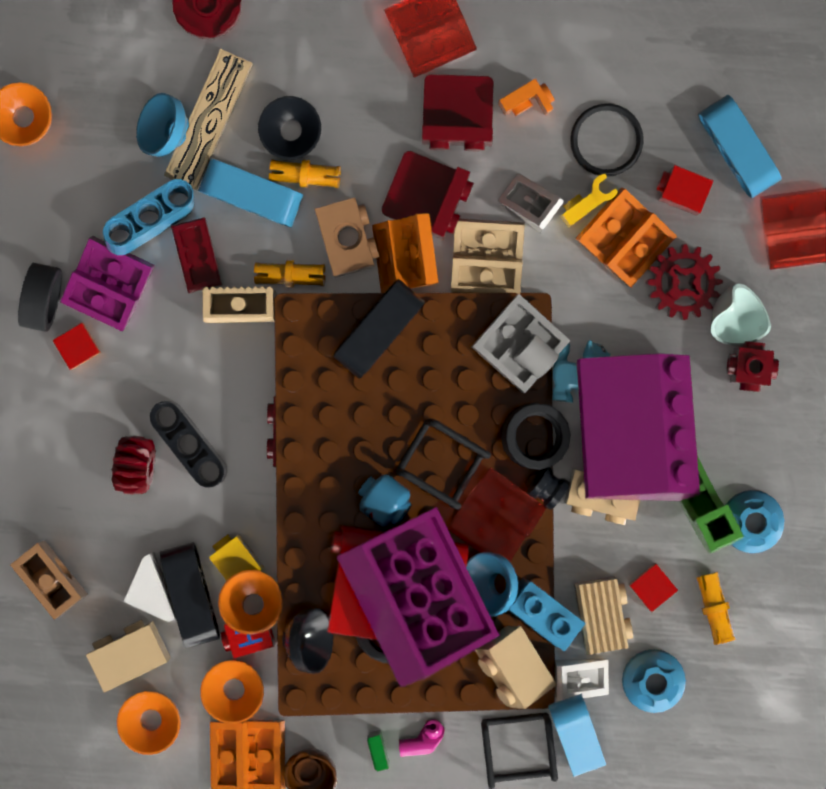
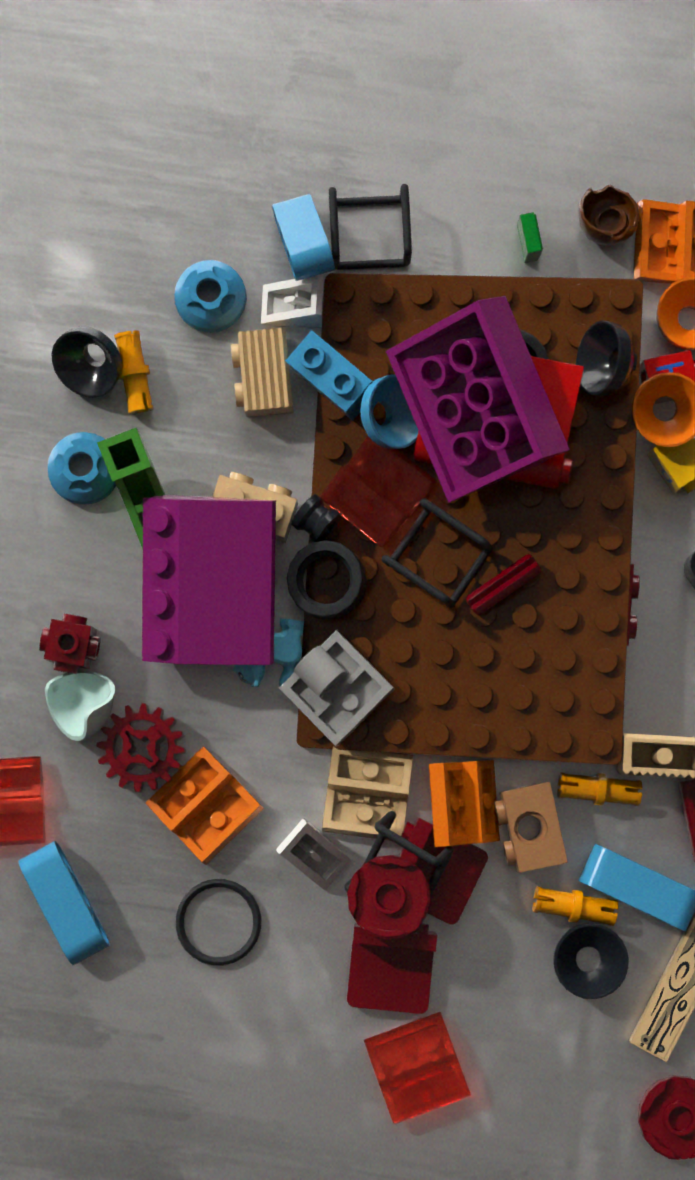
camera: 175 degrees left, 5 degrees down
(378, 328) = (502, 714): black beam -> none
(384, 441) = (503, 584): none -> dark red axle
(384, 500) = (507, 515): dark azure head -> none
(426, 741) = (474, 245): dark pink arm -> none
(464, 168) = (389, 897): none -> dark red tile
(473, 225) = (383, 828): none -> black piece
(515, 668) = (368, 315): tan brick -> none
(519, 100) = (316, 976): orange bracket -> none
(580, 207) = (256, 843): yellow plate -> none
(653, 587) = (203, 401): red tile -> none
(684, 189) = (132, 856): red brick -> none
(763, 607) = (78, 369): none -> black piece

